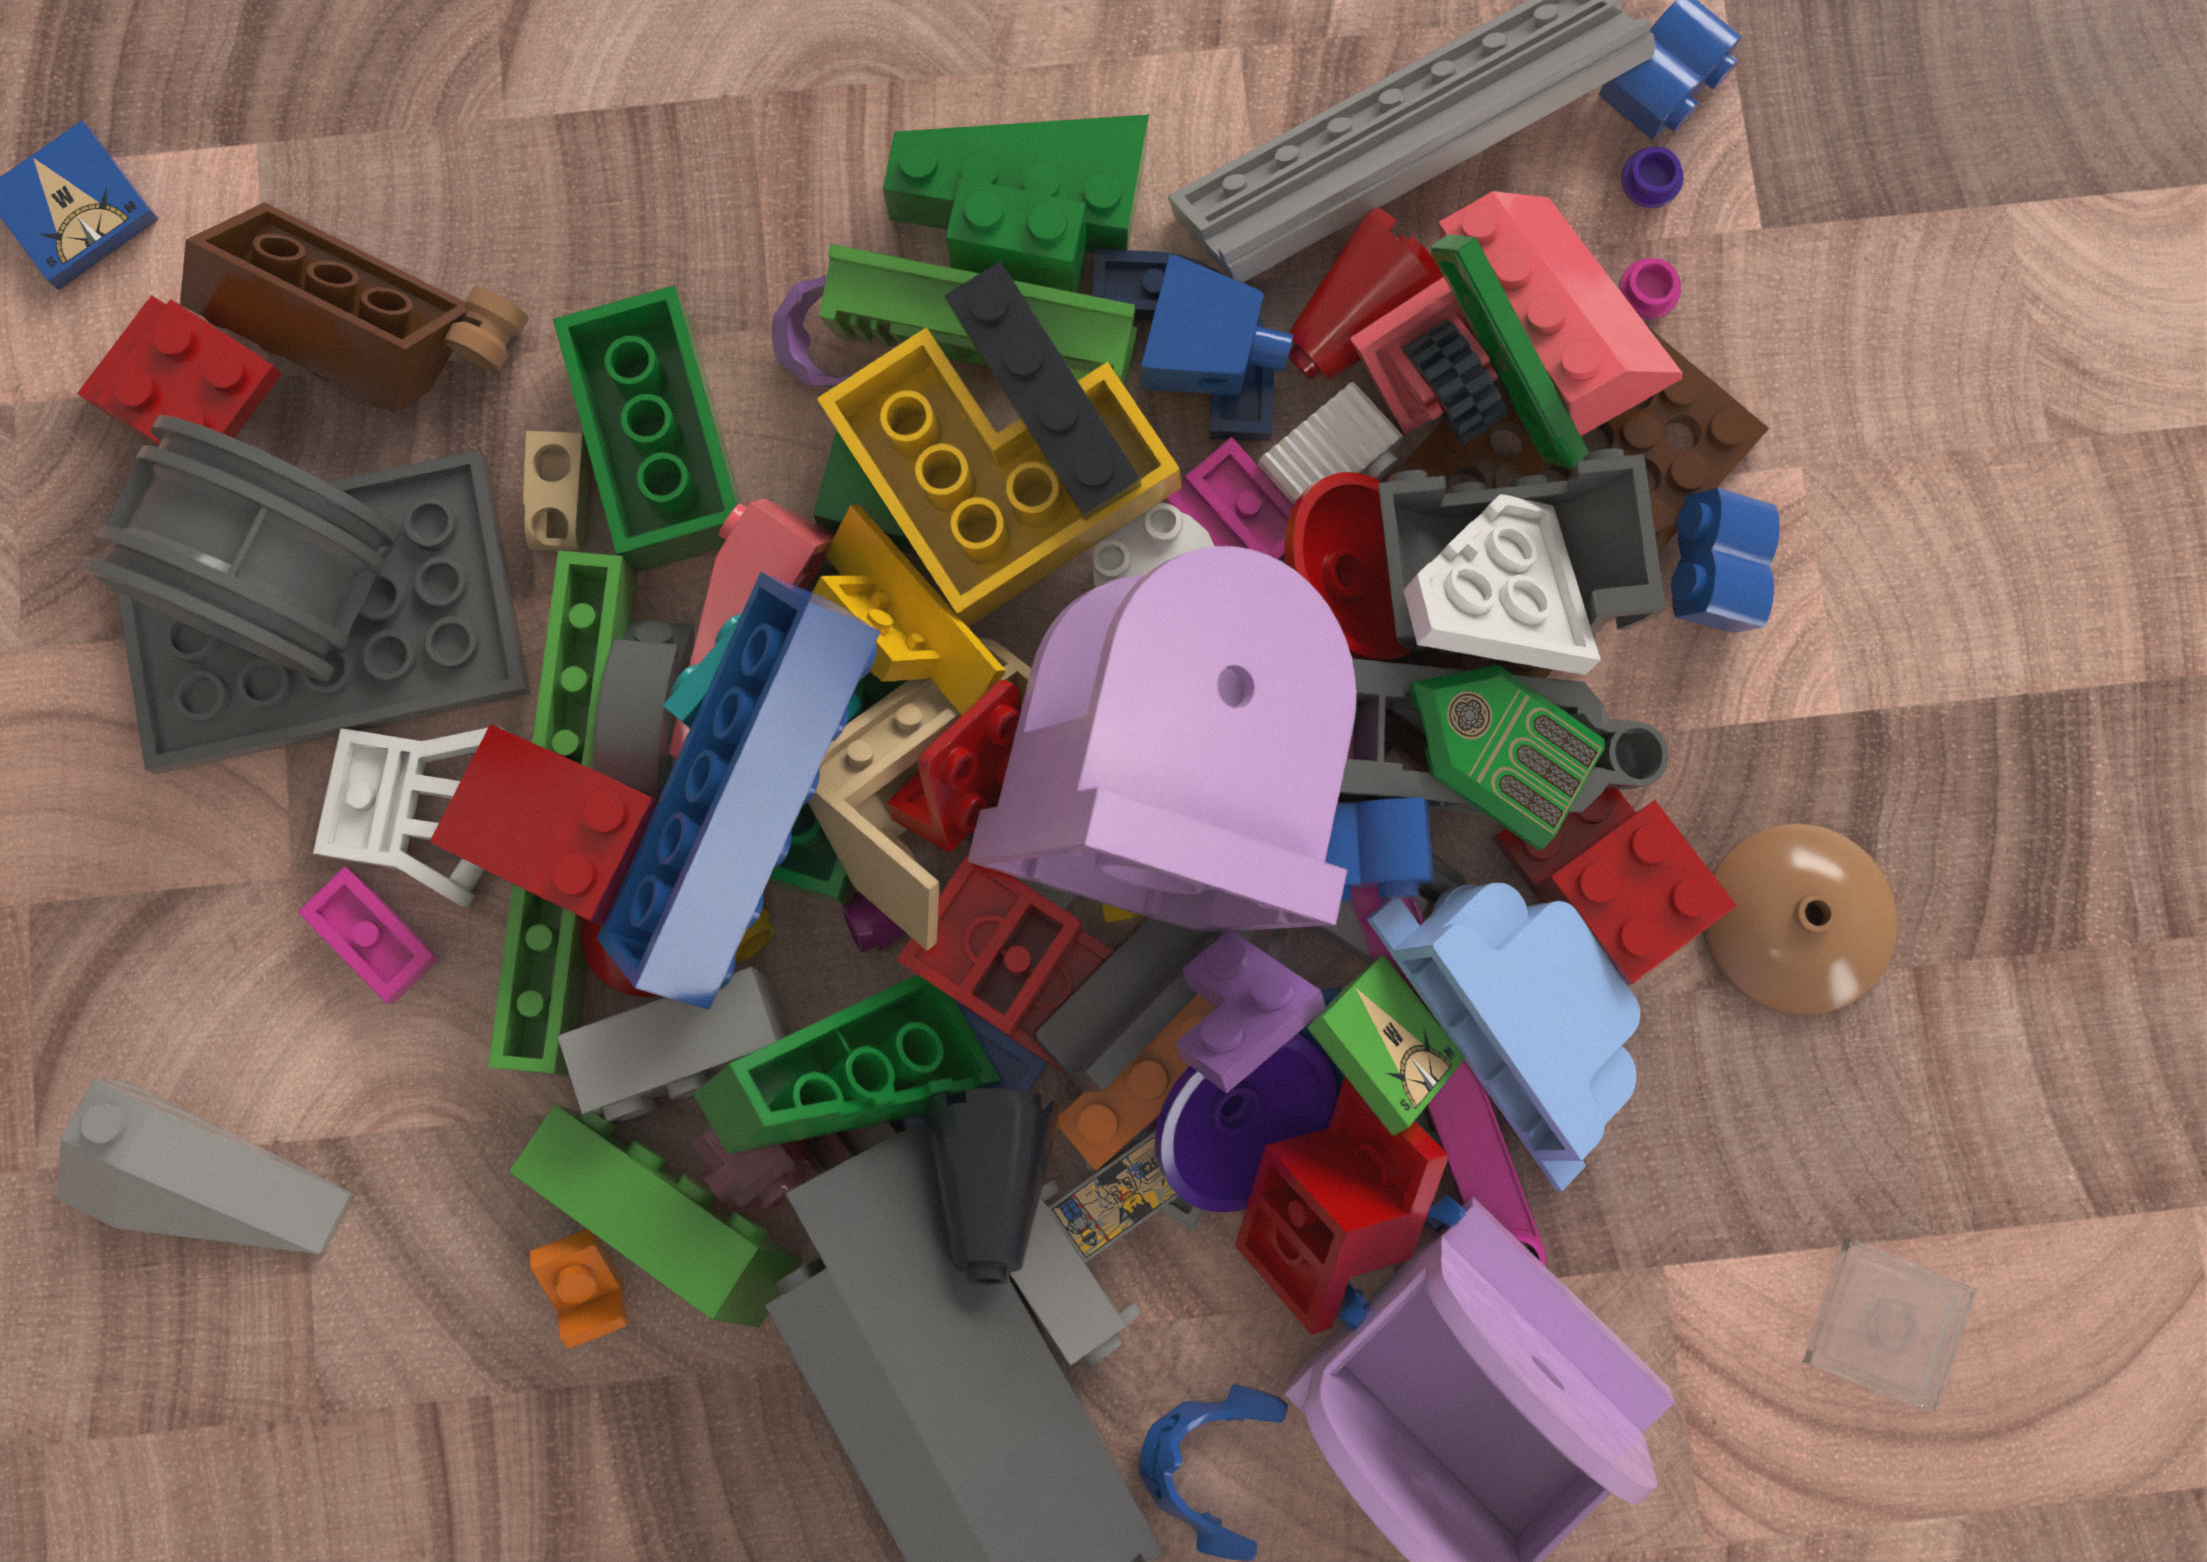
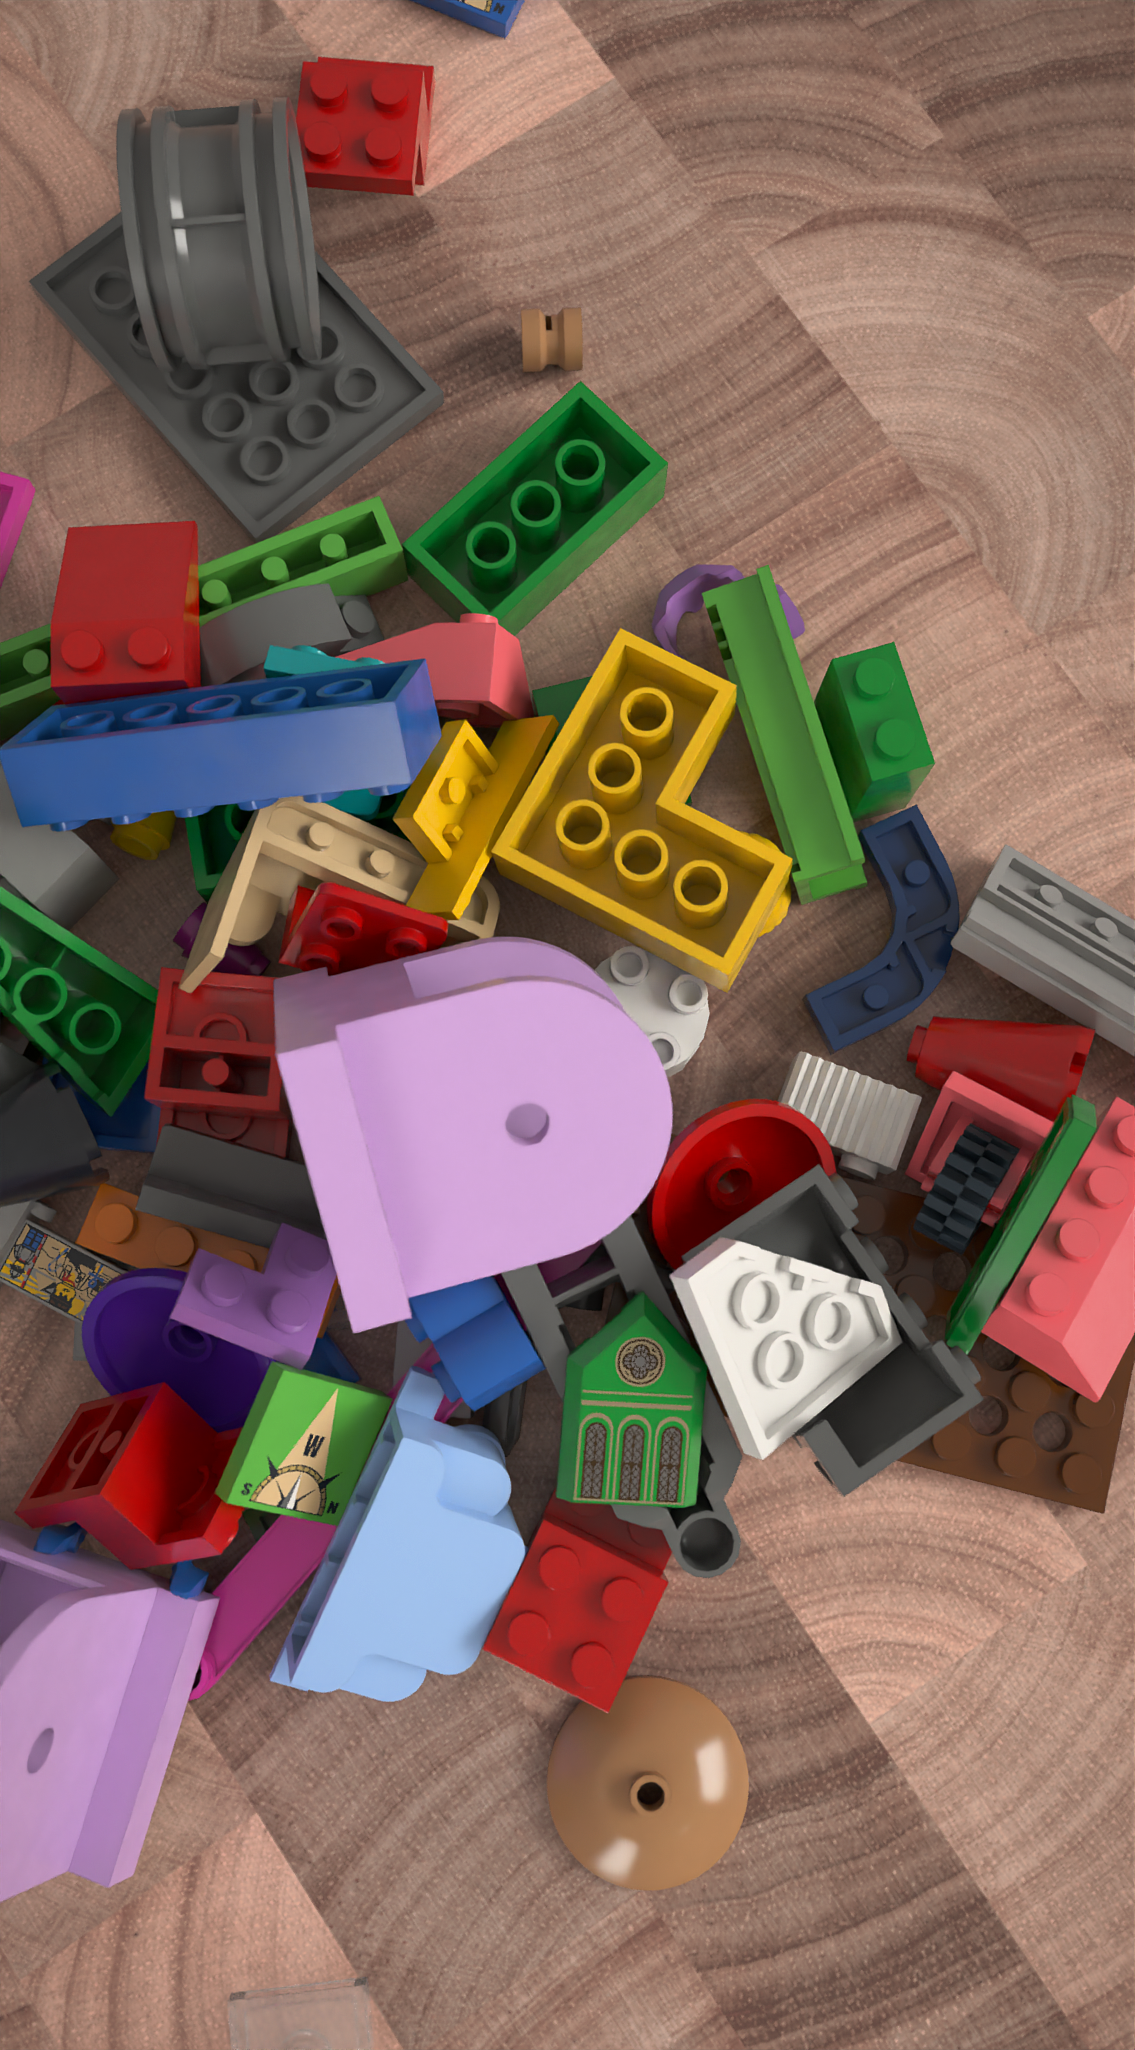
camera: 60 degrees right, 0 degrees up
(321, 304) = (499, 198): reddish brown slope -> none
(375, 801) = (98, 474): white plate -> none
(556, 491) = (436, 471): tan leg -> none
(1043, 390) = (731, 816): black plate -> none
(1068, 159) = (980, 746): green wedge -> none
(1207, 333) = (889, 942): blue torso -> none
(1235, 502) = (744, 1052): dark pink plate -> none
(1725, 560) = (947, 1535): blue brick -> none

